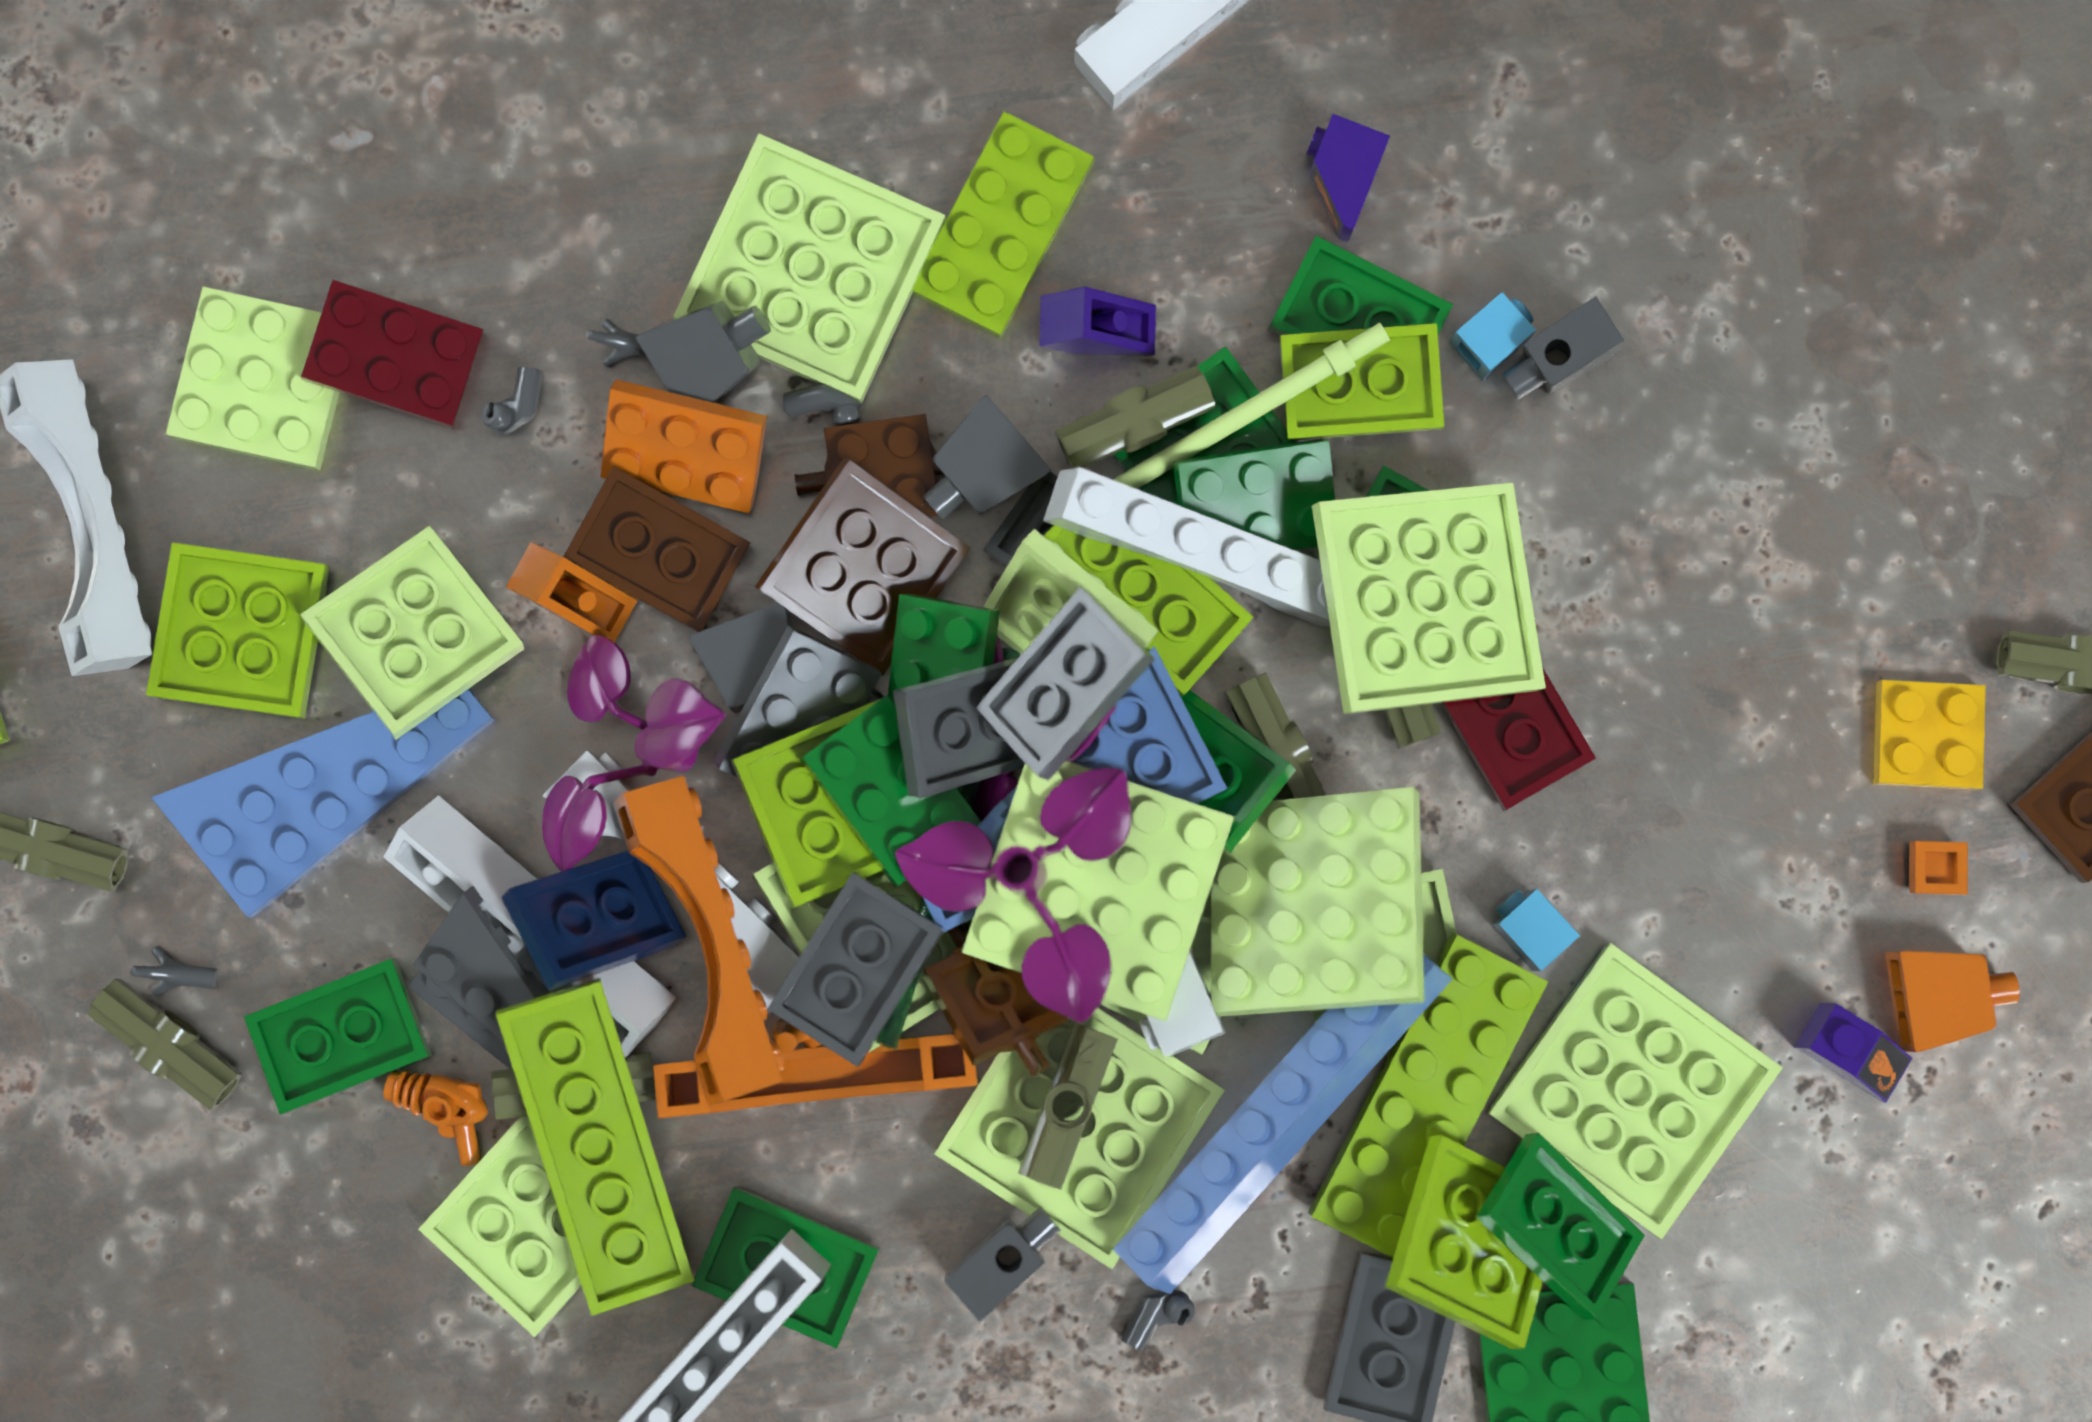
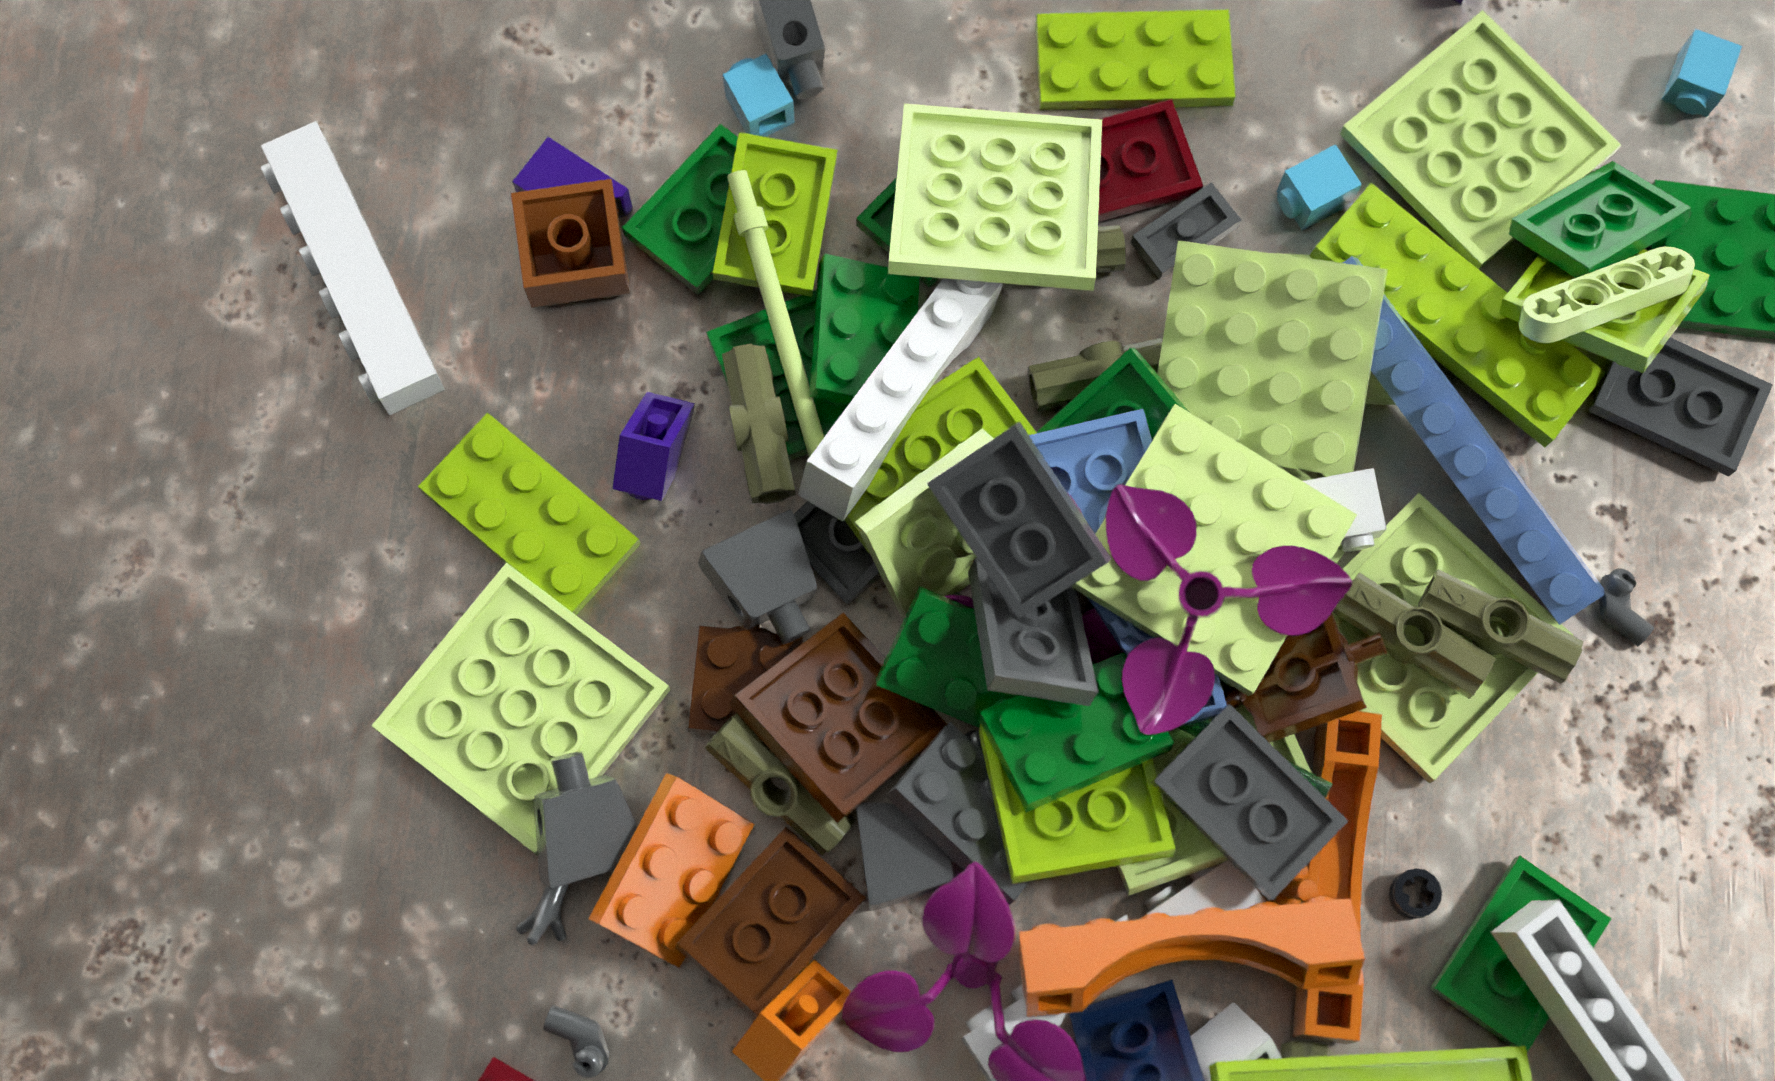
camera: 80 degrees left, 10 degrees down
(778, 517) = (755, 765): none -> olive piece
(814, 1143) = (1429, 887): none -> black bush
(822, 398) = (656, 725): dark grey arm -> none
(986, 1282) = (1556, 736): dark grey torso -> none
(1088, 1223) = (1529, 640): none -> olive piece
(1282, 188) = (570, 243): none -> dark orange slope
(1456, 803) = (1198, 219): none -> dark grey plate
(1461, 1244) = (1557, 315): none -> yellowish green beam
(1638, 712) = (1134, 59): none -> lime plate
(1767, 1315) = (1701, 73): none -> medium azure brick

